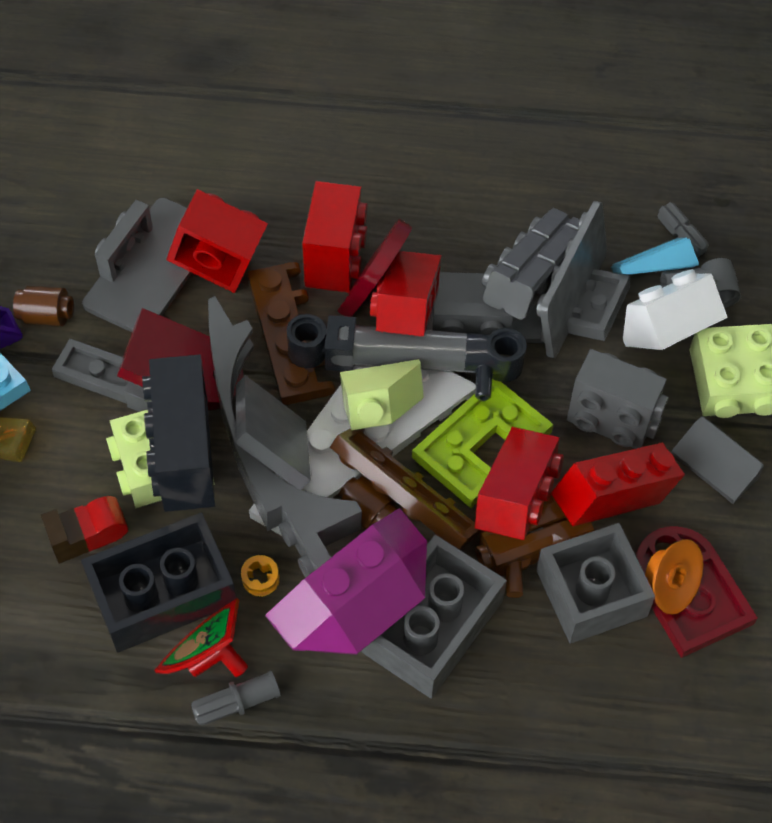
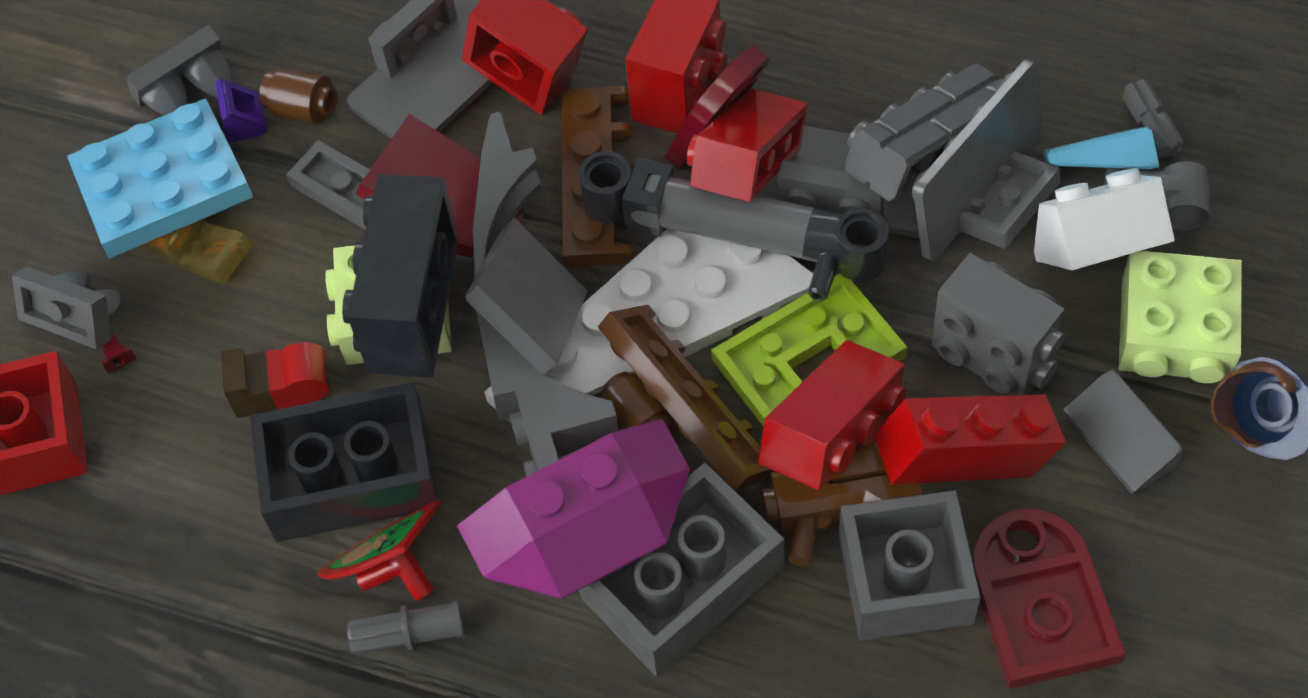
camera: 20 degrees right, 0 degrees up
(265, 564) = (489, 465): light orange bush -> none
(381, 393) = (684, 268): yellowish green slope -> none
(675, 575) = (1019, 576): orange piece -> none

